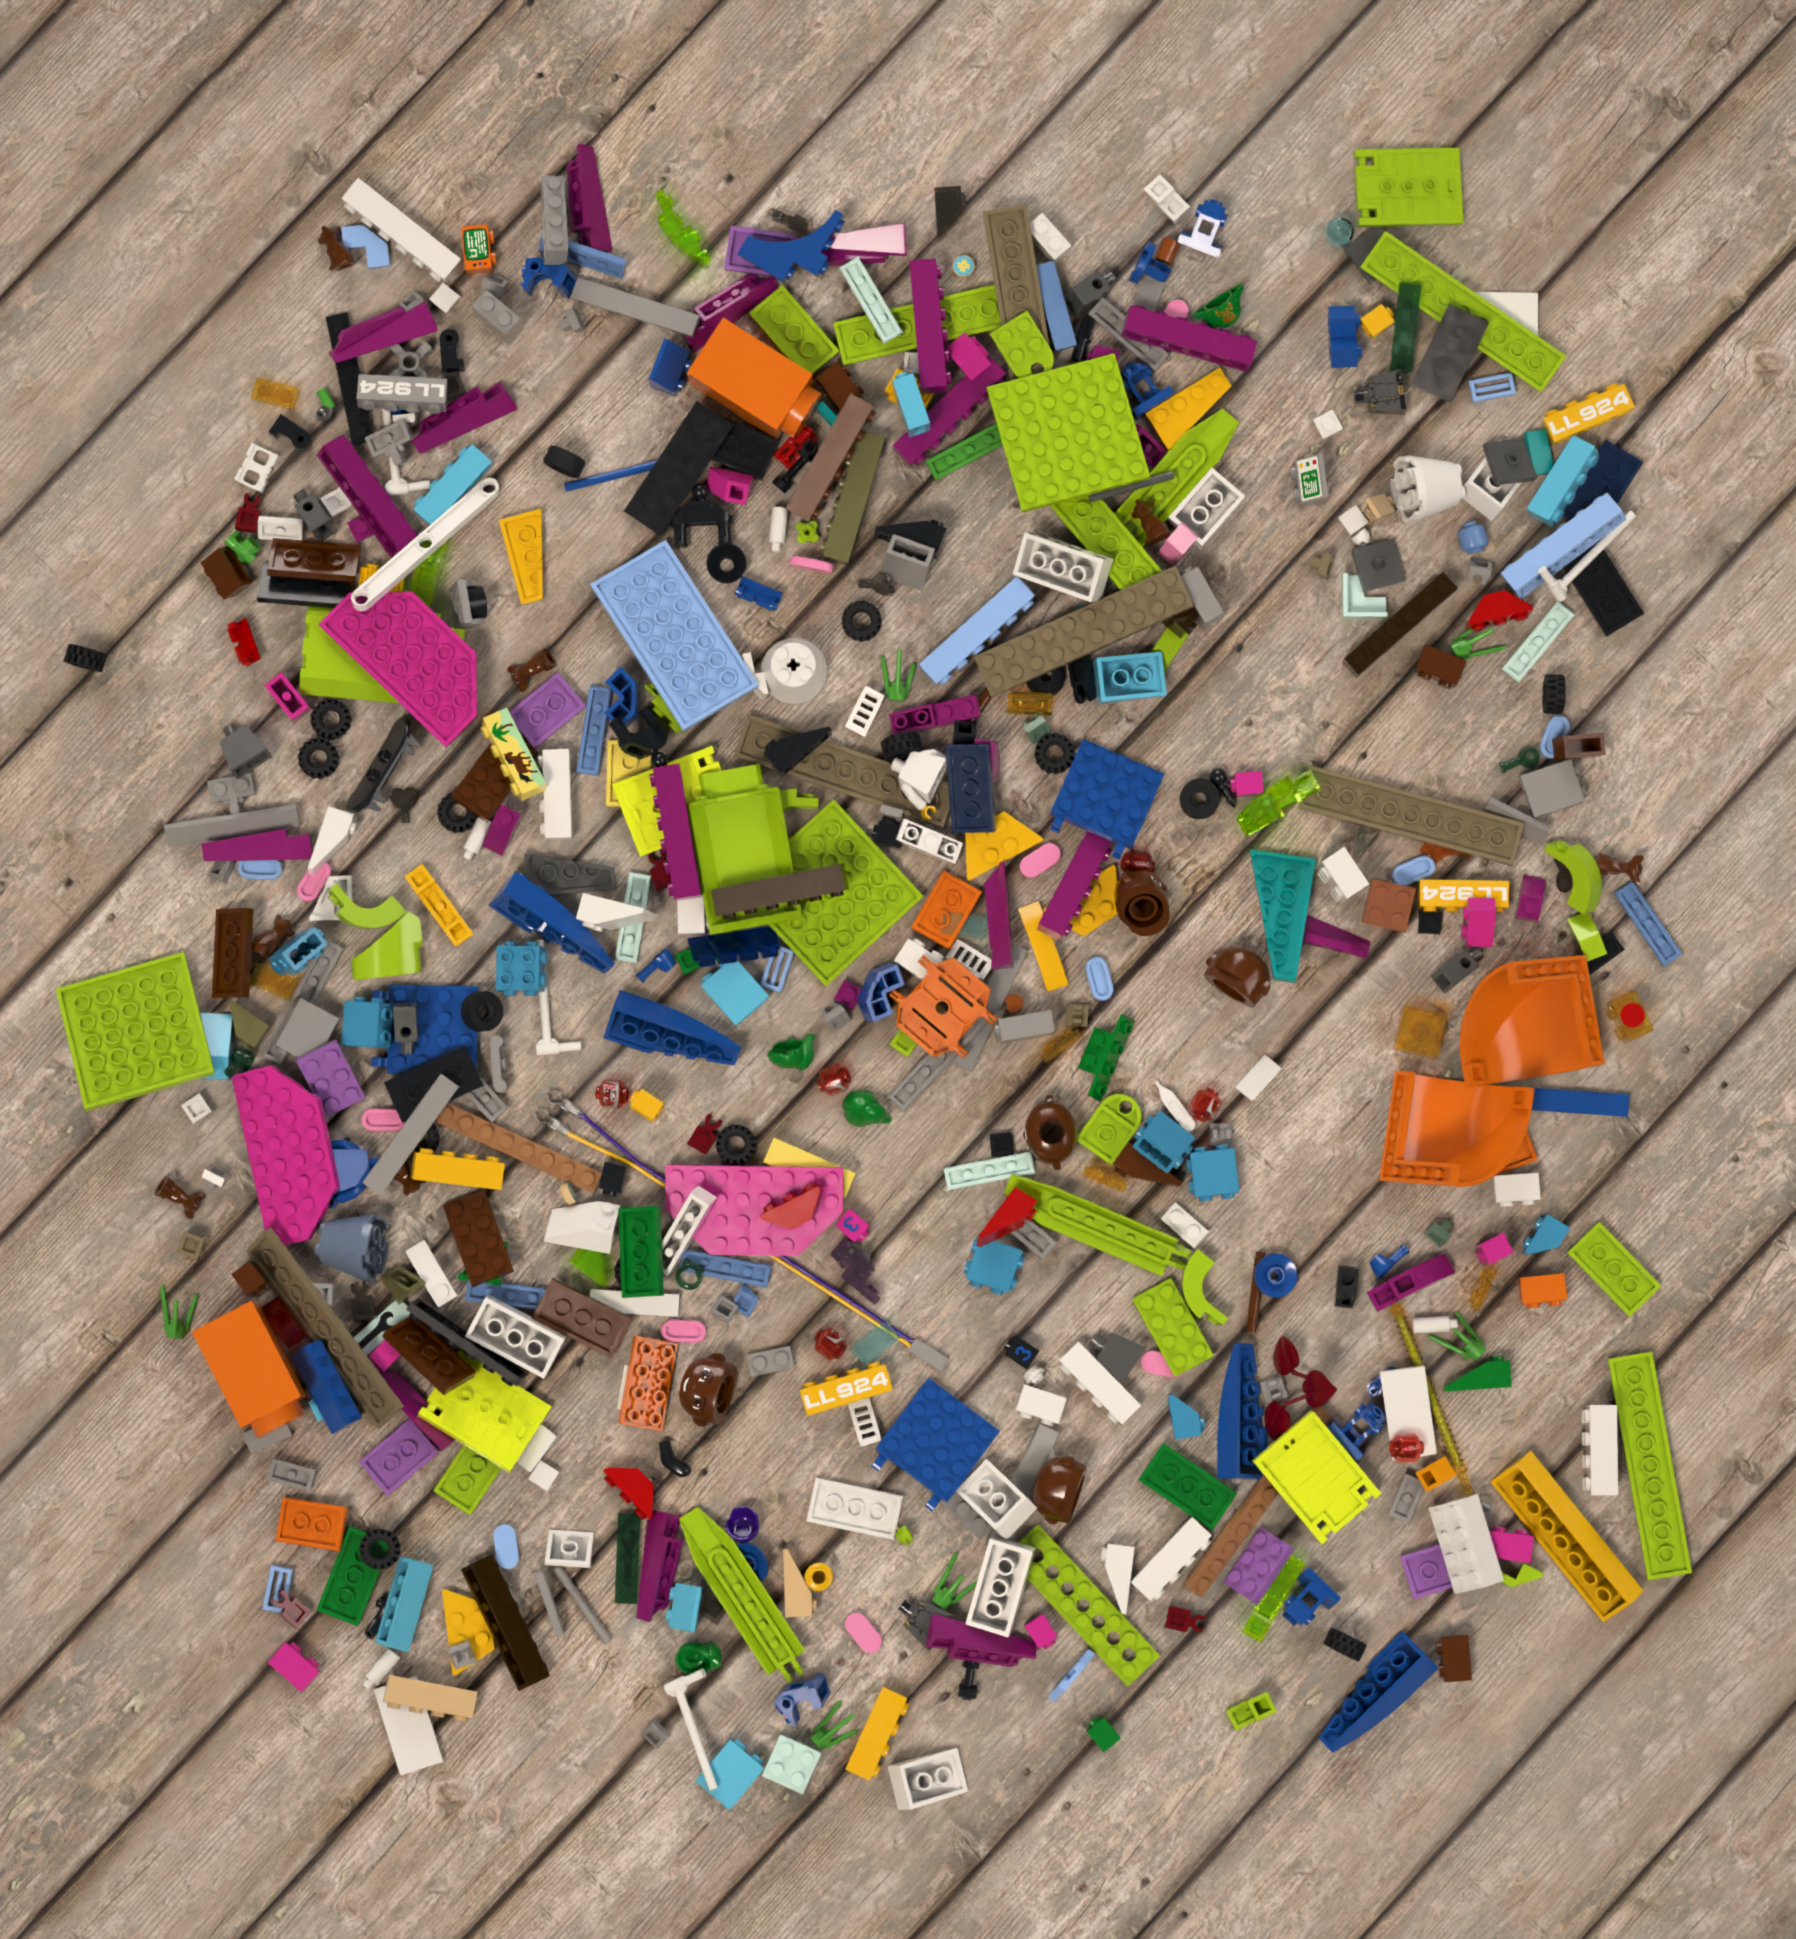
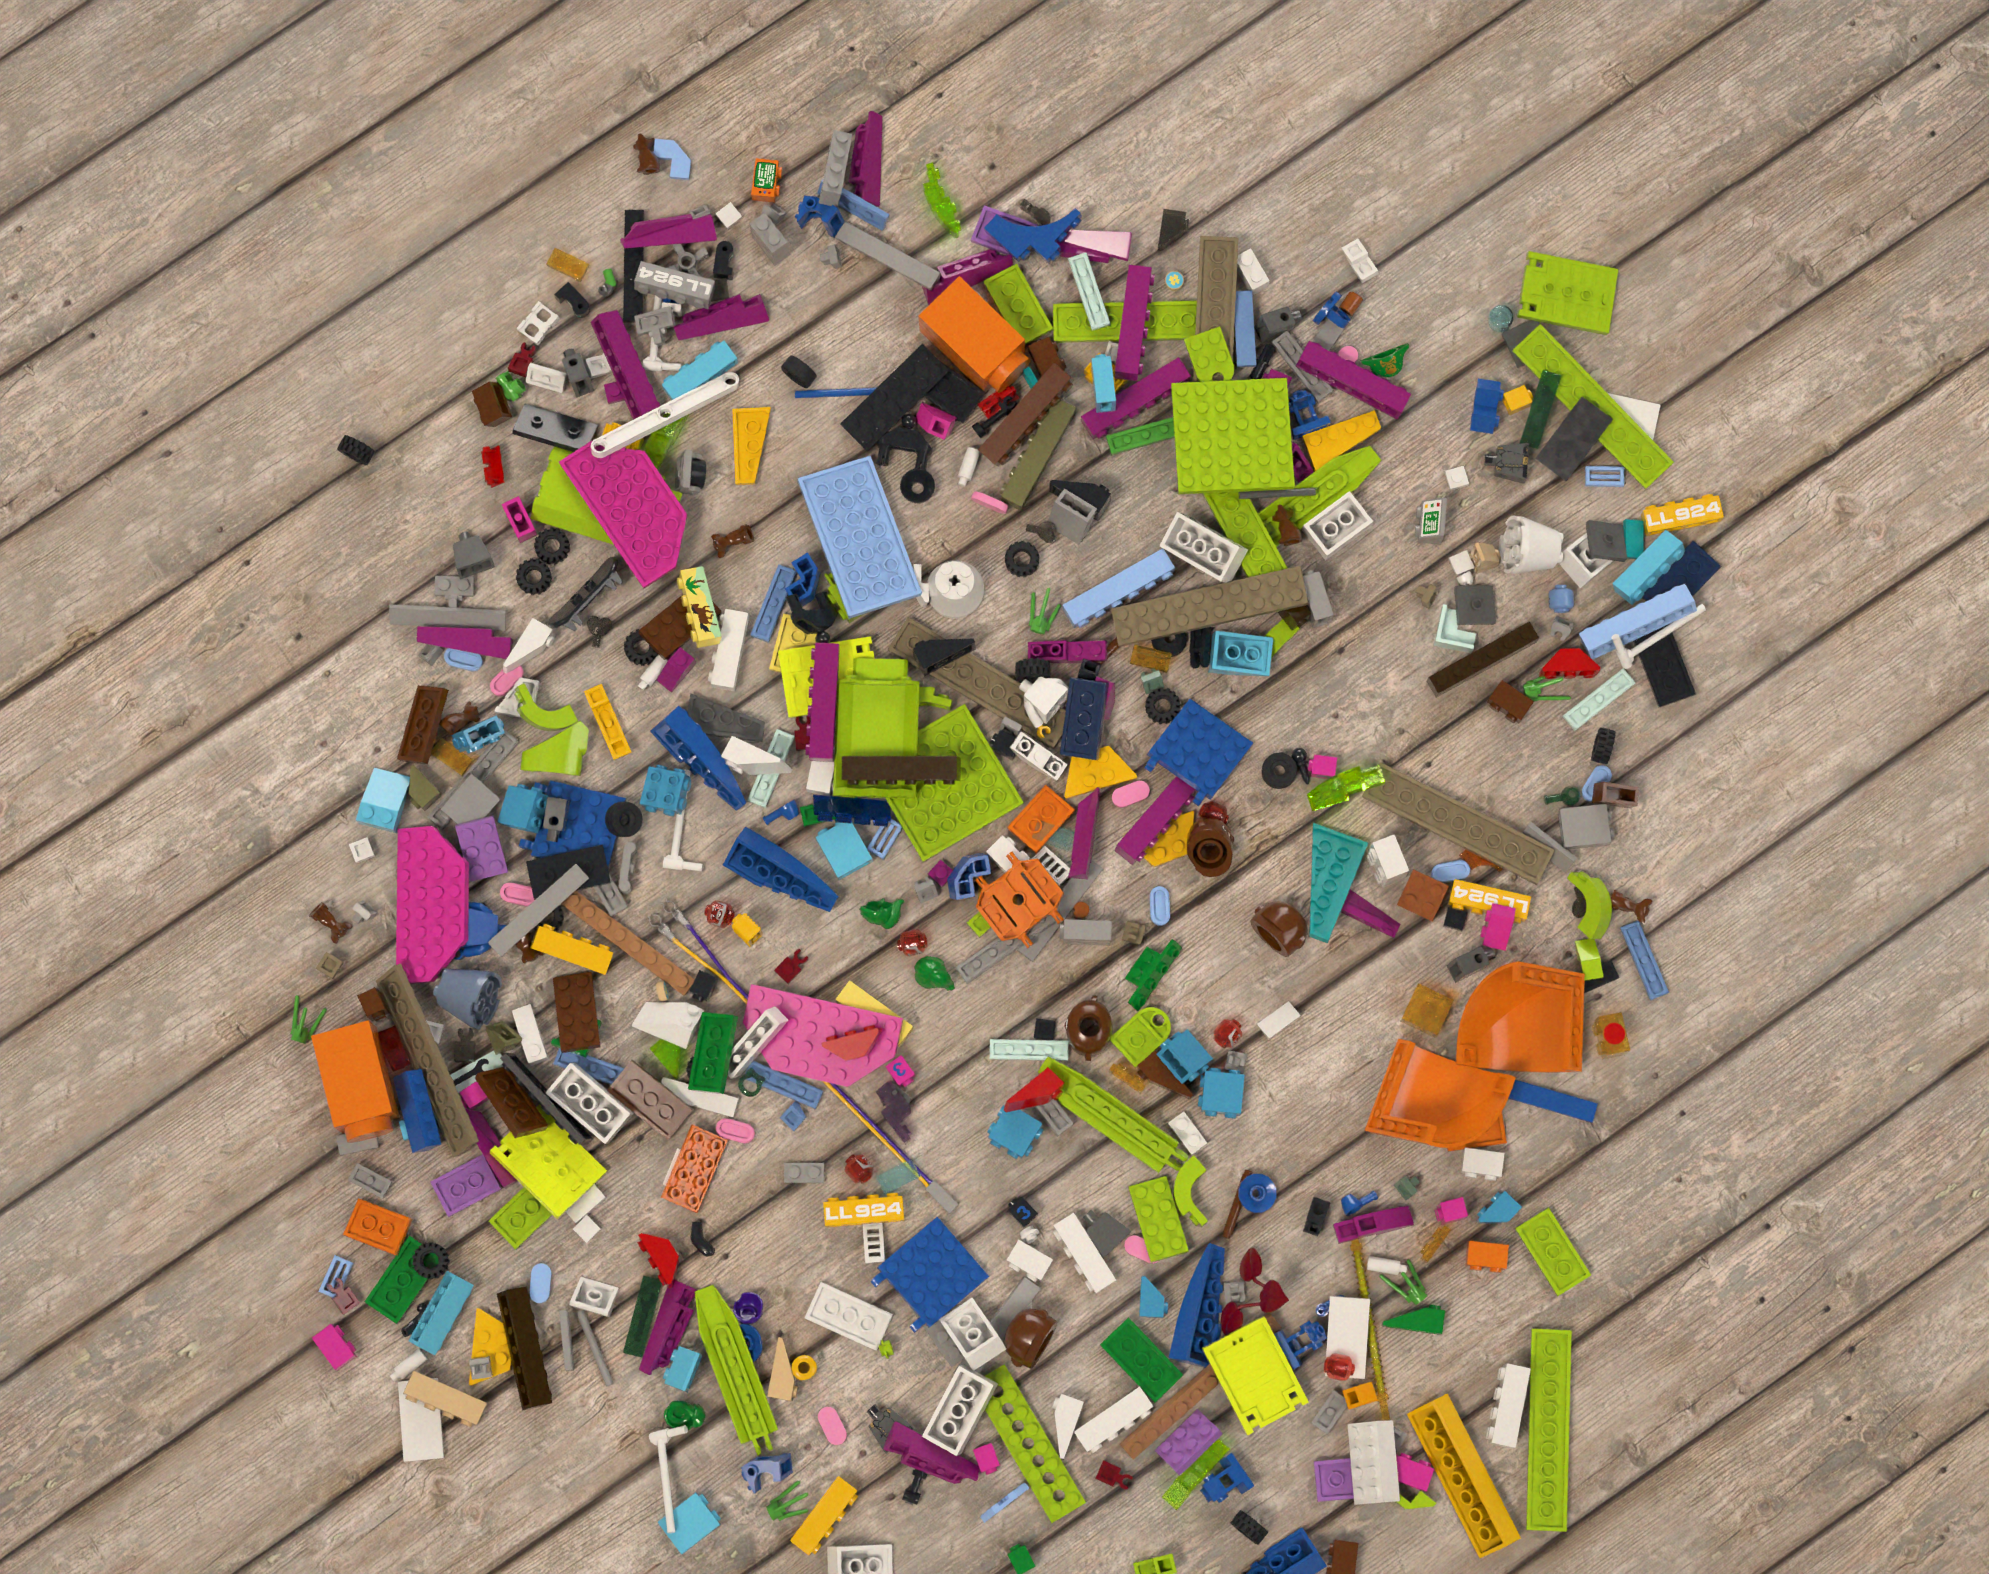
camera: 15 degrees right, 5 degrees down
(135, 1031) = (324, 772): lime plate -> none
(242, 1061) = (410, 818): clear green bar -> none
(314, 560) = (568, 409): reddish brown plate -> none
(401, 230) = (705, 152): white brick -> none
(546, 710) = (737, 577): medium lavender plate -> none
(656, 1734) = (632, 1474): light grey slope -> none
(669, 368) = (905, 312): blue slope -> none
(708, 1389) = (744, 1184): reddish brown piece -> none
(712, 1610) = (706, 1377): clear smoke plate -> none
(724, 1309) = (774, 1119): light grey slope -> none
(735, 1158) = (827, 980): black tyre -> none
(763, 595) = (939, 517): blue hinge -> none
(791, 1763) = (744, 1526): light aqua brick -> none
(811, 537) = (987, 476): lime plate -> none
(874, 694) = (1008, 625): white slope -> none
(944, 1596) = (909, 1409): bright green plant -> none
(969, 355) = (1162, 354): dark pink brick -> none
(1043, 948) = (1117, 870): yellow slope -> none
(1053, 1050) = (1107, 958): clear yellow plate -> none
(1175, 1108) = (1201, 1030): white piece -> none
(1177, 544) = (1306, 550): bright pink slope -> none
(1214, 213) = (1396, 278): tile -> none
(1530, 899) = (1546, 917): magenta slope -> none

